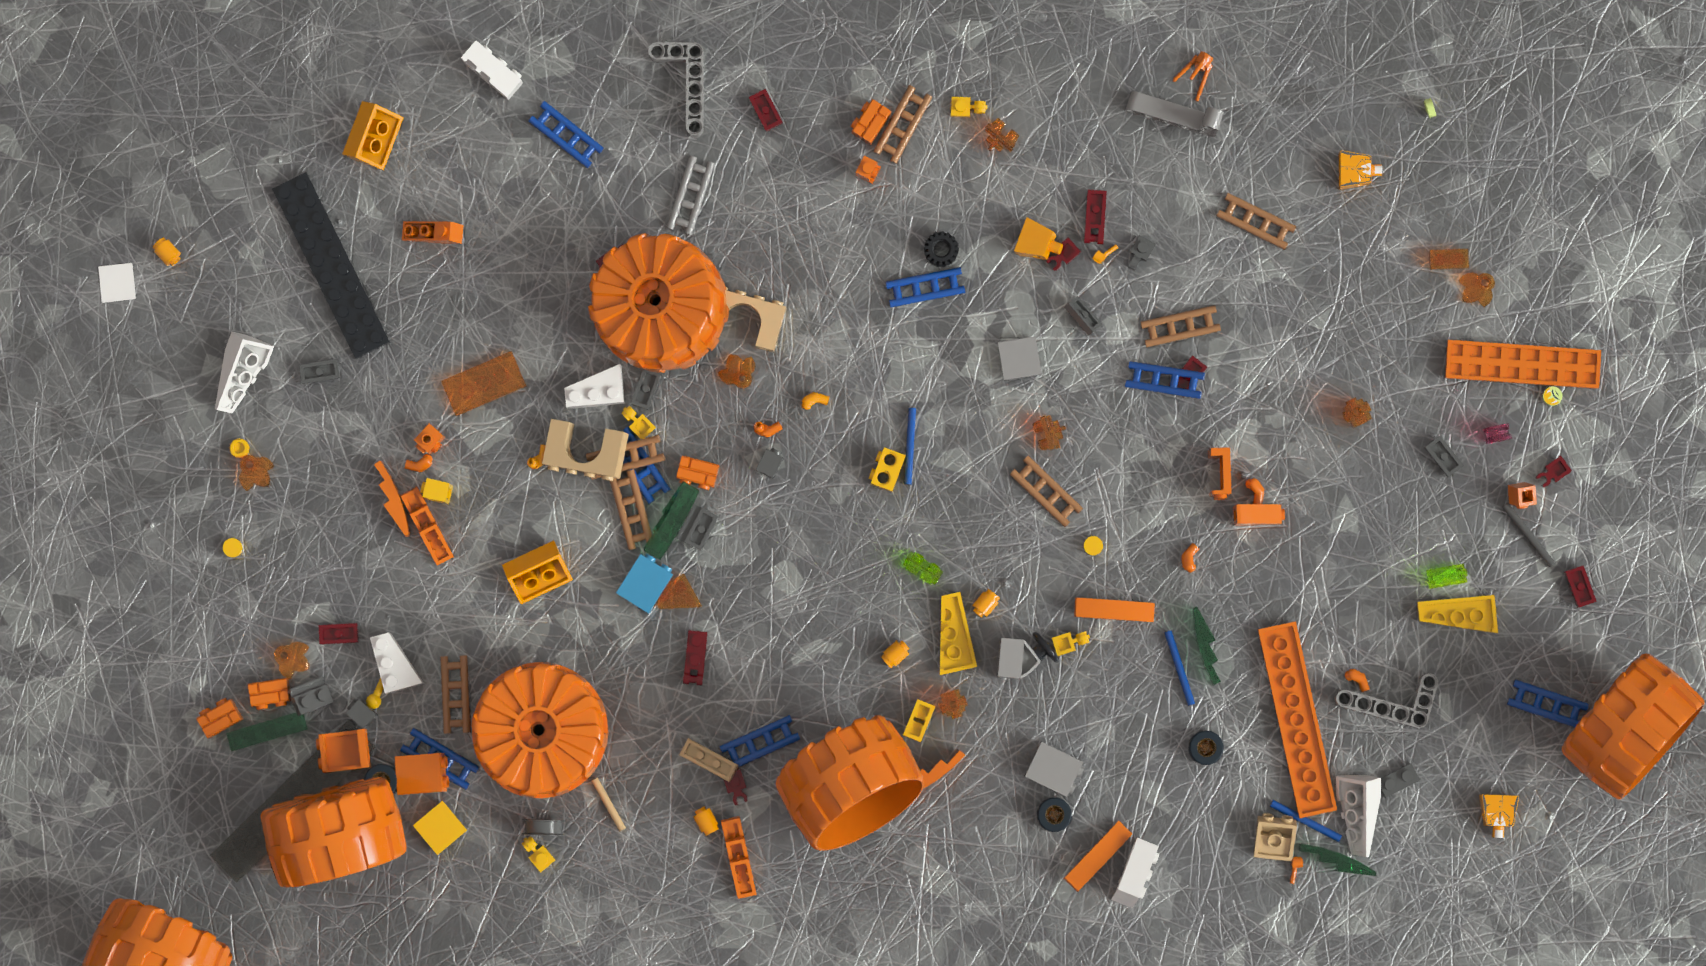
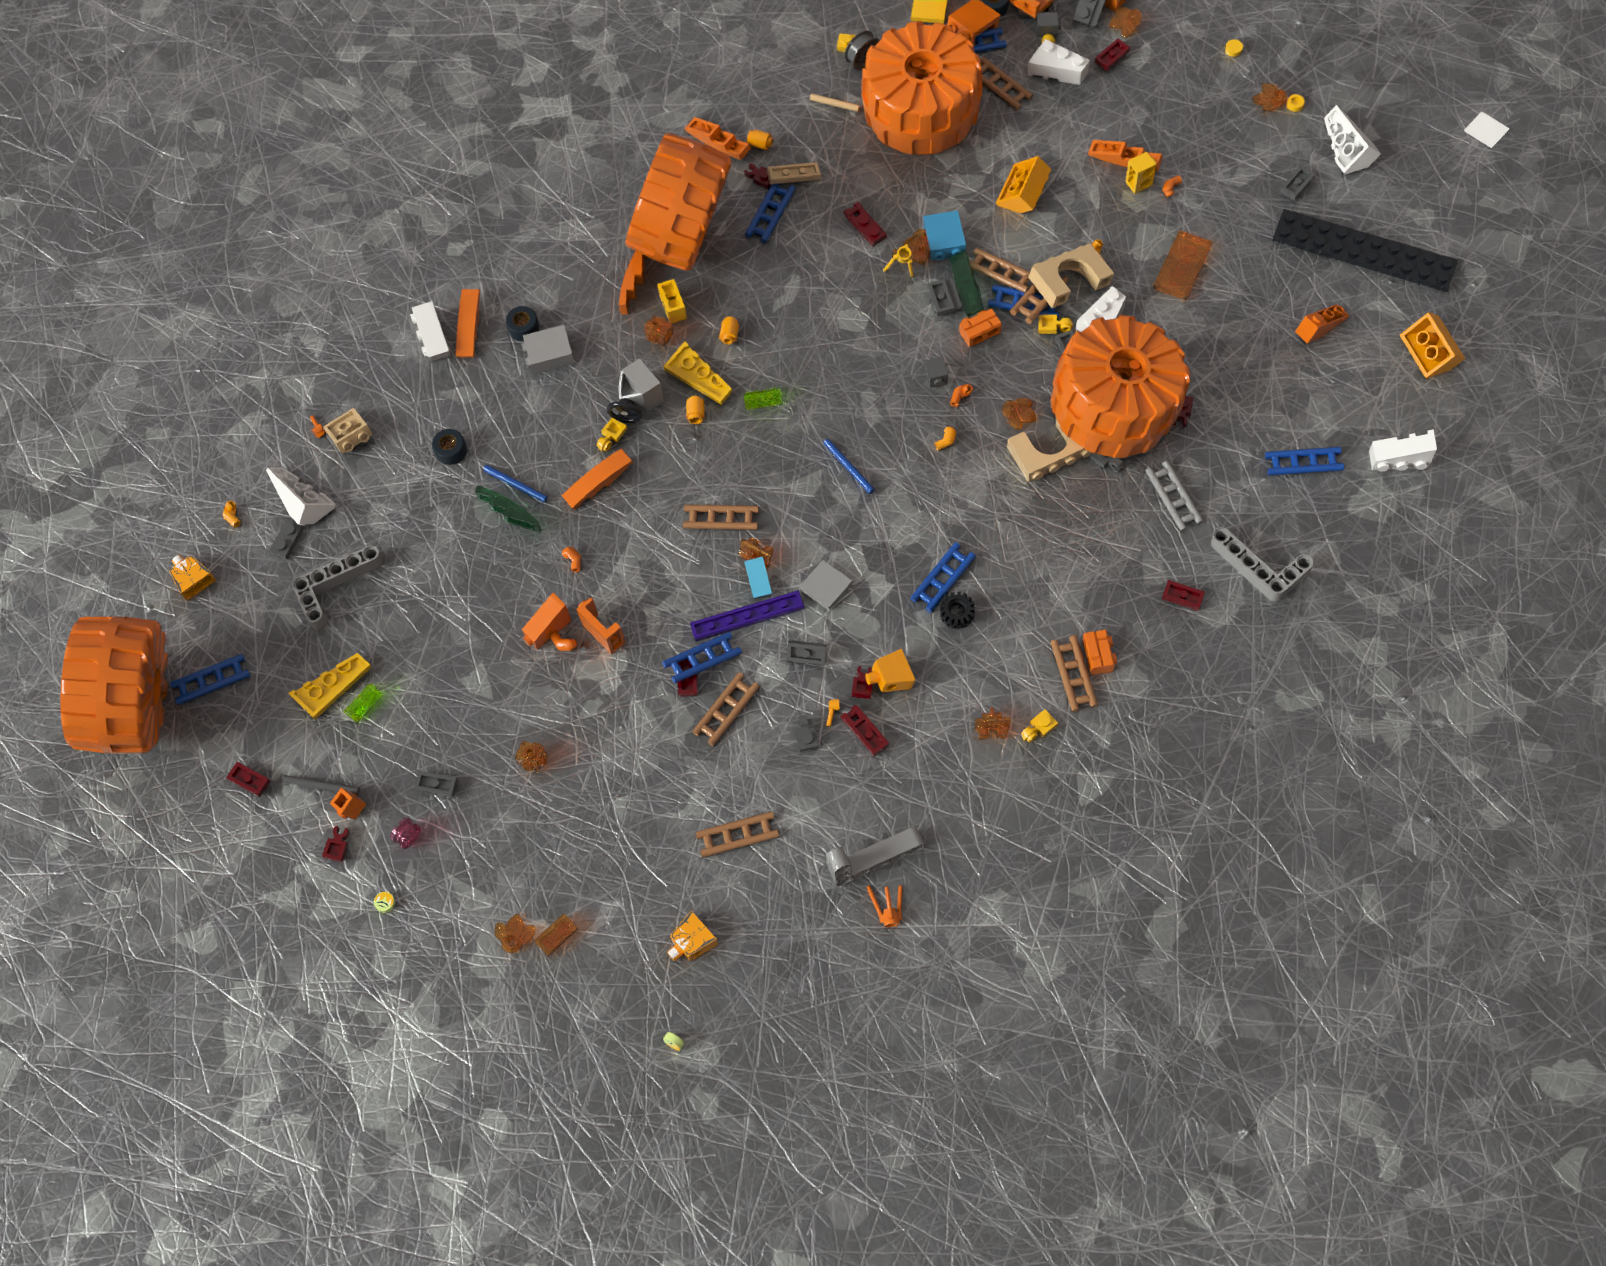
camera: 140 degrees right, 20 degrees down
(166, 252) = (1478, 167): light orange brick -> none
(395, 504) = (1171, 153): orange slope -> none
(429, 440) = (1180, 202): orange brick -> none
(704, 583) = (903, 256): none -> yellow plant
(868, 169) = (1066, 617): orange brick -> none
(891, 470) = (845, 436): yellow brick -> none
(1066, 409) = (757, 577): none -> medium azure tile
(1093, 545) = (652, 509): yellow tile -> none
(1099, 388) = (747, 615): none -> dark purple tile
(1297, 719) = (397, 518): orange plate -> none
(1306, 821) = (335, 461): blue bar -> none
(1343, 862) = (282, 455): clear green slope -> none
(1359, 677) = (373, 581): orange arm -> none
(1426, 845) = (229, 514): none -> light orange arm
(1522, 364) = (427, 905): orange plate -> none

